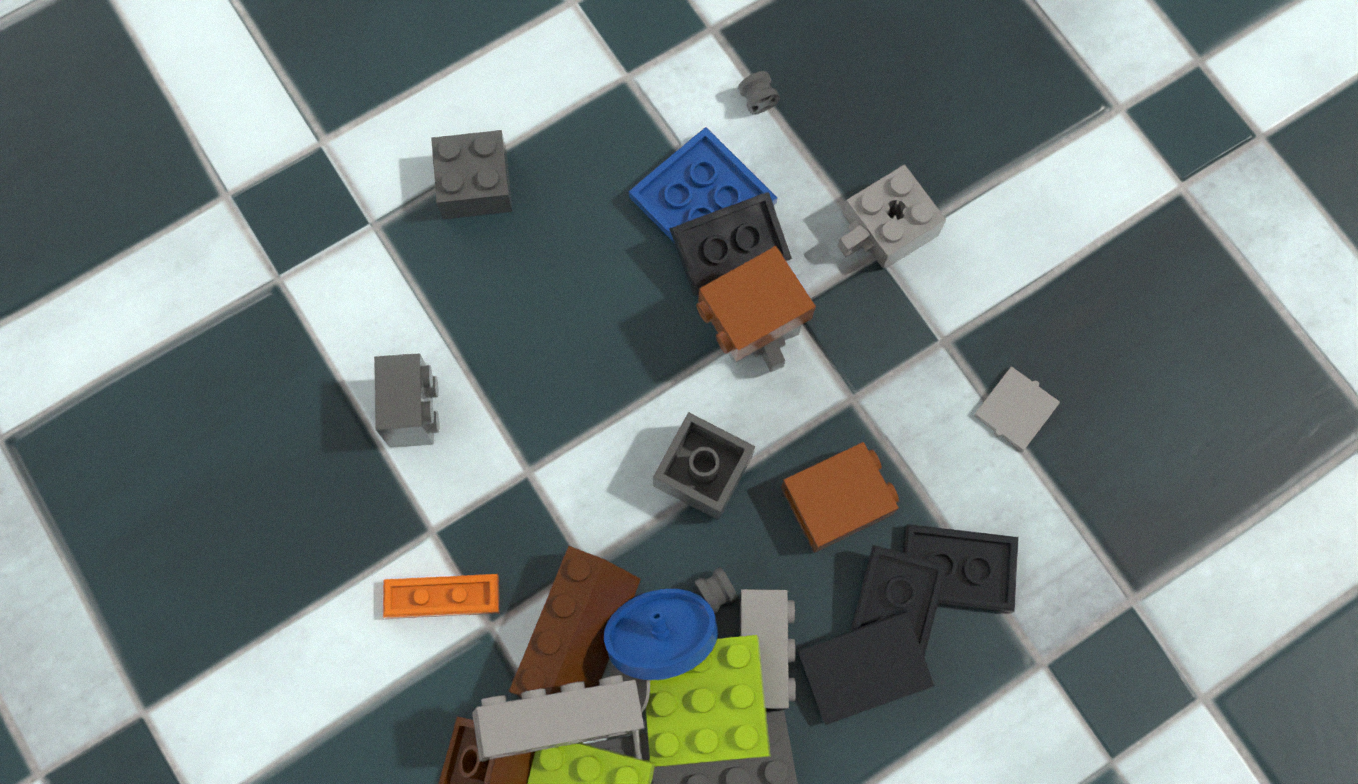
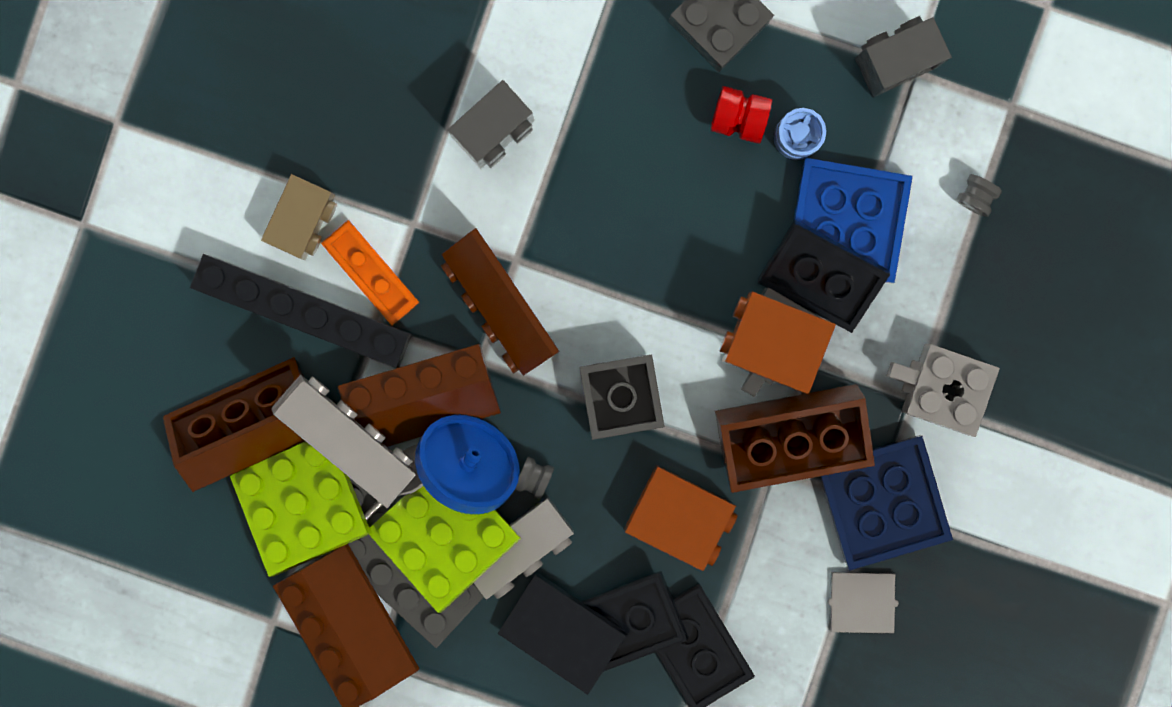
camera: 55 degrees right, 15 degrees up
(347, 617) = (299, 218): none -> dark tan brick
(420, 677) = (301, 311): none -> black brick
(549, 504) = (499, 302): none -> reddish brown slope
(556, 213) = (741, 114): none -> red wheel
(606, 181) = (799, 134): none -> light blue wheel
(609, 65) = (902, 57): none -> dark grey brick
(843, 357) = (795, 438): none -> reddish brown slope
(947, 331) = (887, 506): none -> dark blue plate

